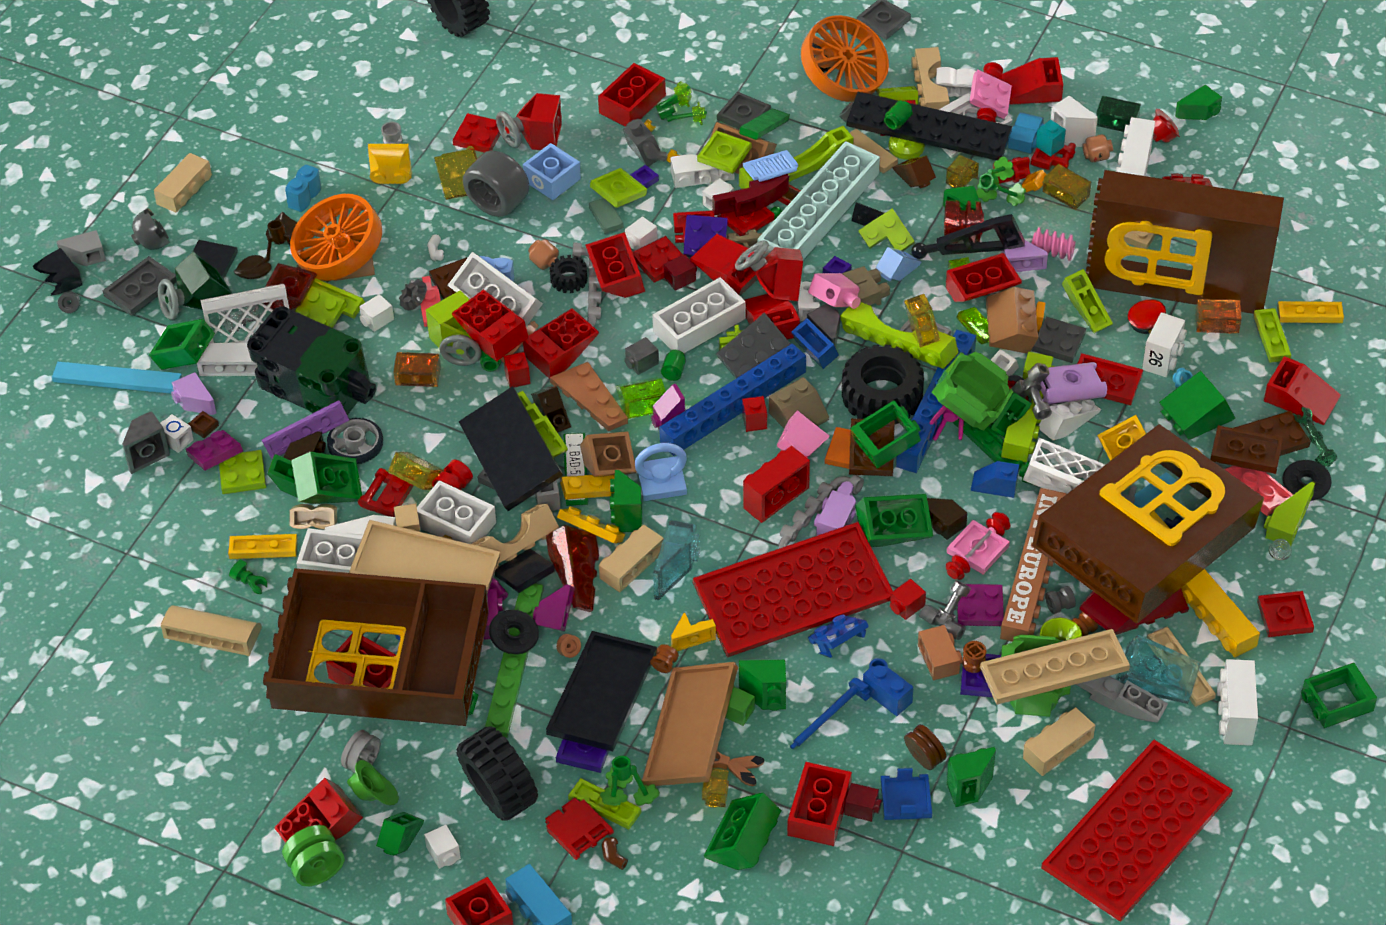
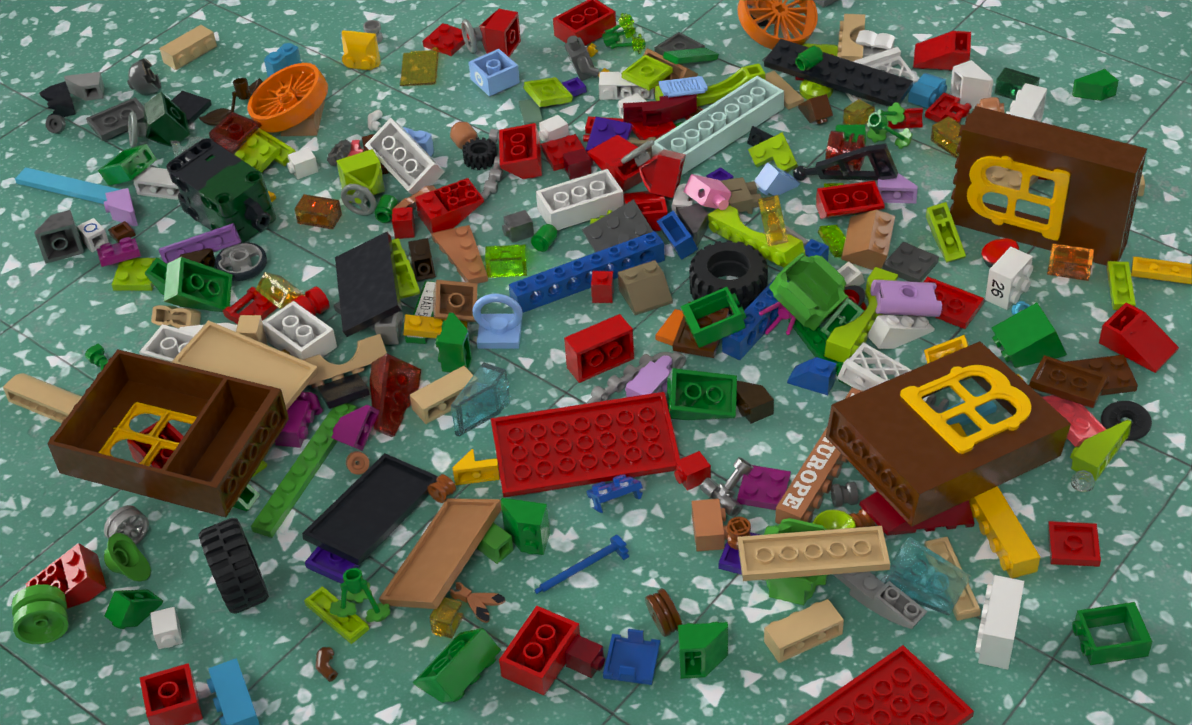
camera: 15 degrees right, 5 degrees down
(240, 300) = (184, 135): white fence -> none
(262, 546) = (122, 336): yellow plate -> none
(491, 325) = (388, 180): red slope -> none
(496, 183) = (440, 73): dark grey wheel -> none
(513, 644) = (309, 453): black wheel -> none
(577, 827) = (300, 632): red plate -> none
(591, 524) = (418, 359): yellow plate -> none
(668, 406) = (523, 267): slope -> none
(802, 435) = (639, 311): bright pink torso -> none
(888, 687) = (646, 549): blue hinge -> none
(978, 546) = (777, 433): bright pink plate -> none
(990, 92) = (902, 53): bright pink plate -> none
(1032, 387) = (867, 296): flat silver bar -> none
(1034, 181) = (923, 130): light orange plate -> none
(1040, 308) = (895, 239): light orange tile -> none
(1050, 138) = (946, 94): teal brick -> none
(1054, 244) = (928, 183): bright pink piece -> none
(1164, 127) = (1057, 100): red piece -> none
(1327, 455) = (1151, 400): clear green piece -> none

